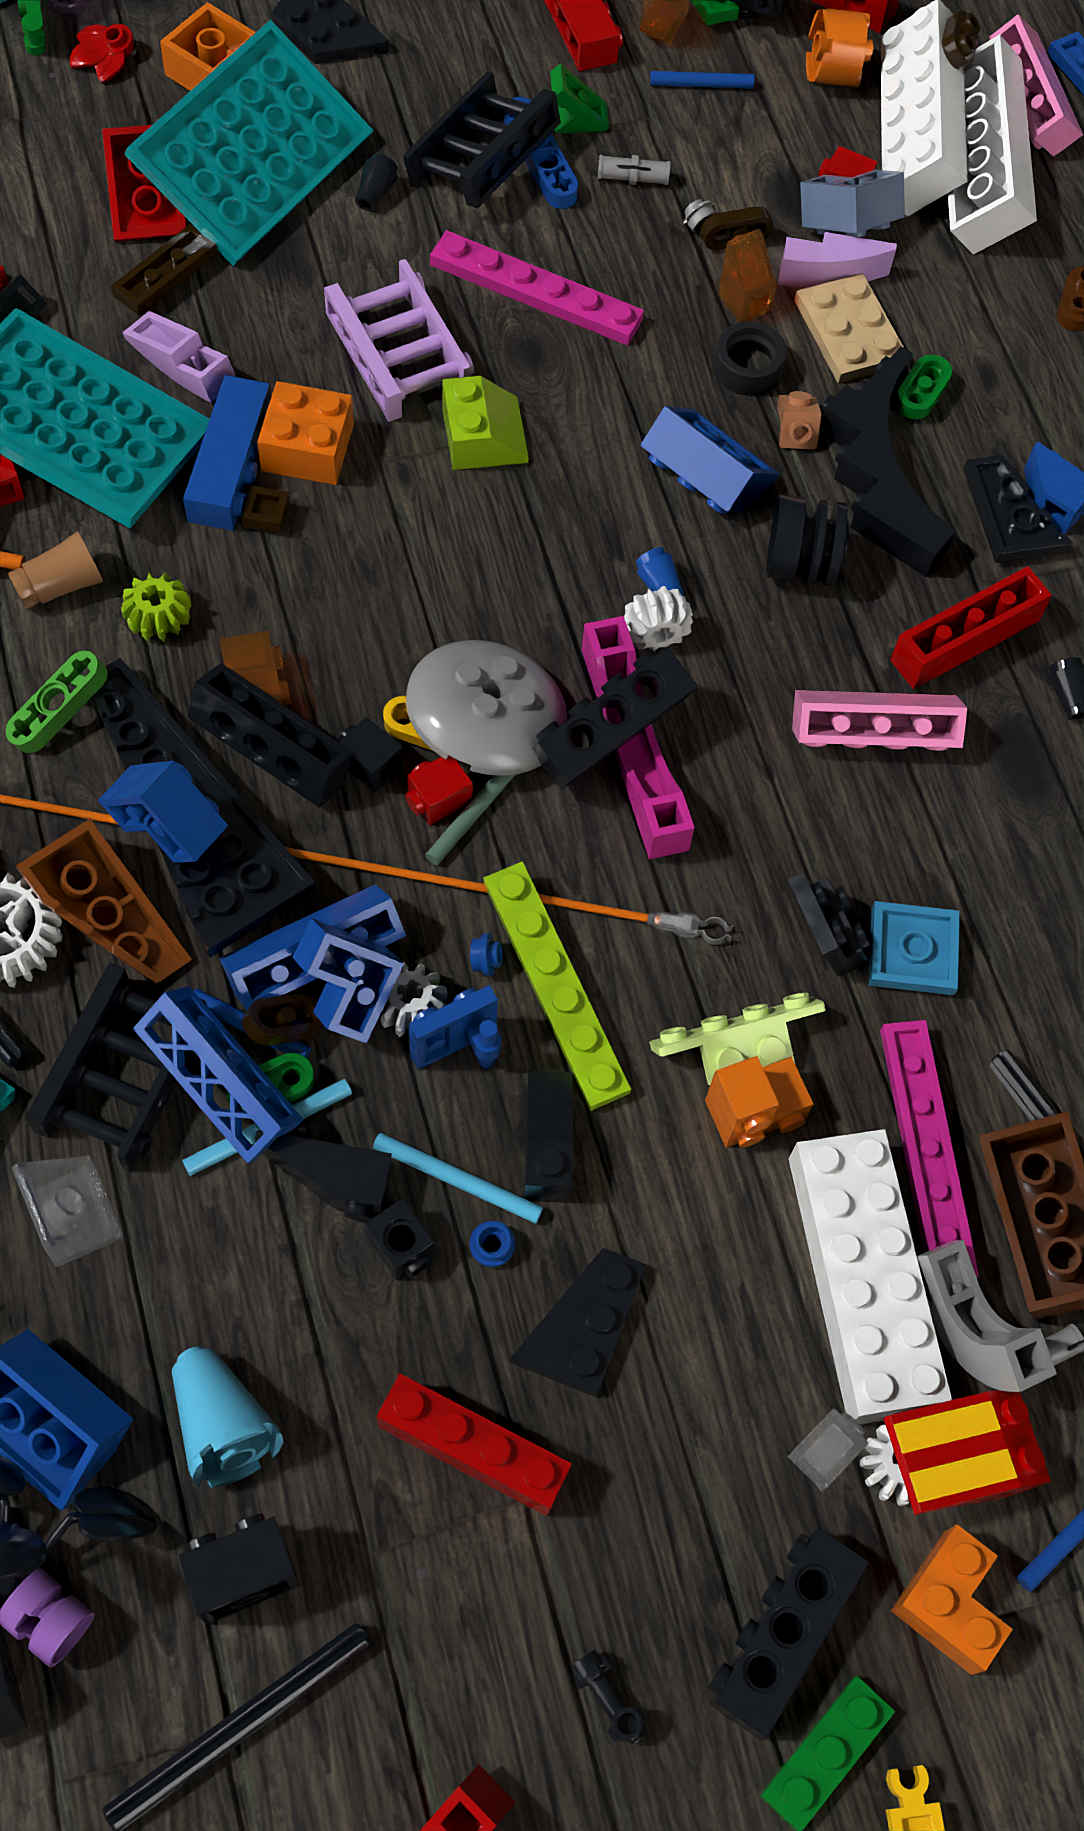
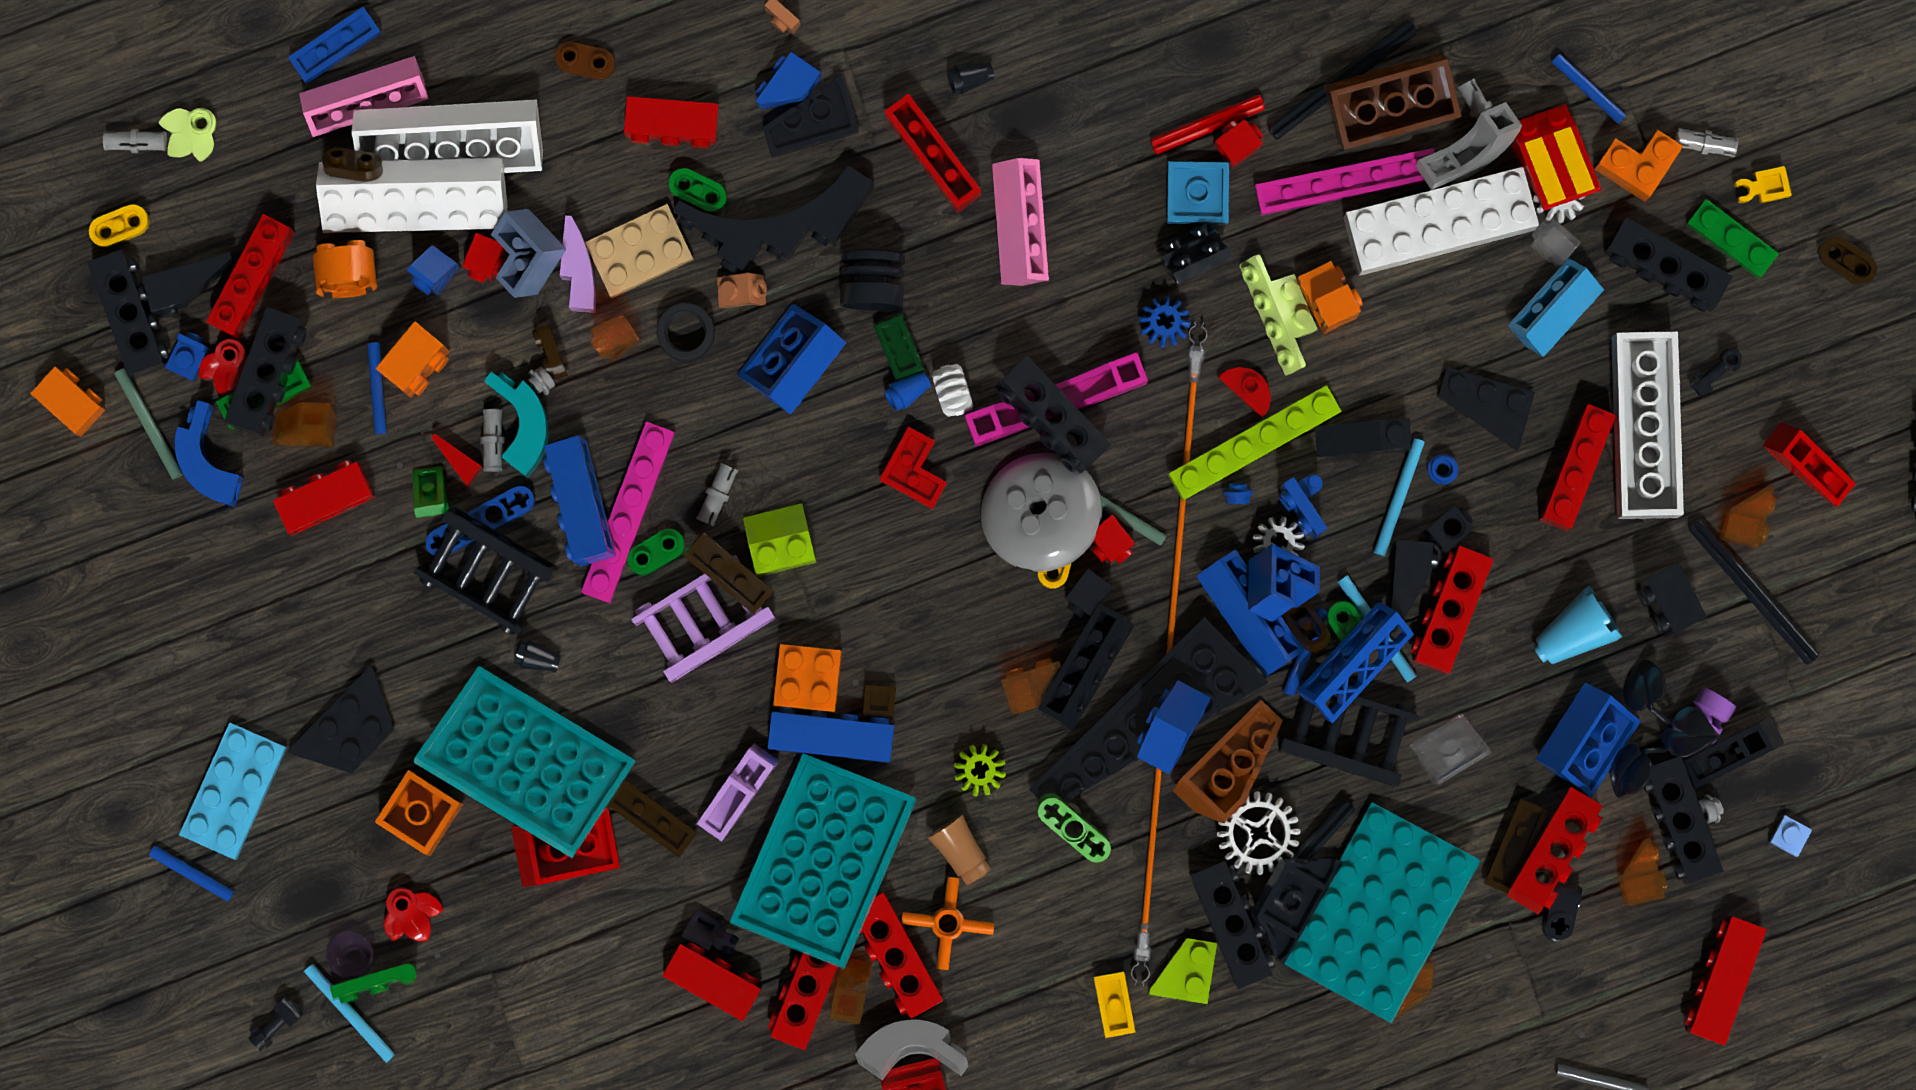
camera: 90 degrees left, 20 degrees up
(333, 1274) = (1476, 568): none -> red brick
(358, 1723) = (1746, 521): none -> clear orange slope
(447, 348) = (728, 572): none -> dark brown plate
(481, 302) = (656, 553): none -> green plate
(530, 1564) = (1647, 425): none -> white brick
(548, 370) = (717, 494): none -> light grey pin
(553, 228) = (579, 501): none -> blue brick
(555, 566) = (905, 470): none -> red plate
(614, 136) = (462, 464): none -> red piece
(634, 989) = (1249, 388): none -> red plate
(646, 201) = (533, 431): none -> teal arch
(718, 574) = (898, 347): none -> dark green plate
(727, 1436) = (1556, 307): none -> dark azure brick
(732, 92) = (414, 360): none -> orange brick
(739, 872) = (1160, 331): none -> blue gear
(833, 119) = (432, 271): none -> blue slope
(985, 1006) = (1238, 142): none -> red brick
(988, 1723) = (1707, 142): none -> light grey pin
(1008, 367) = (671, 122): none -> red brick
(1011, 974) = (1207, 124): none -> red axle

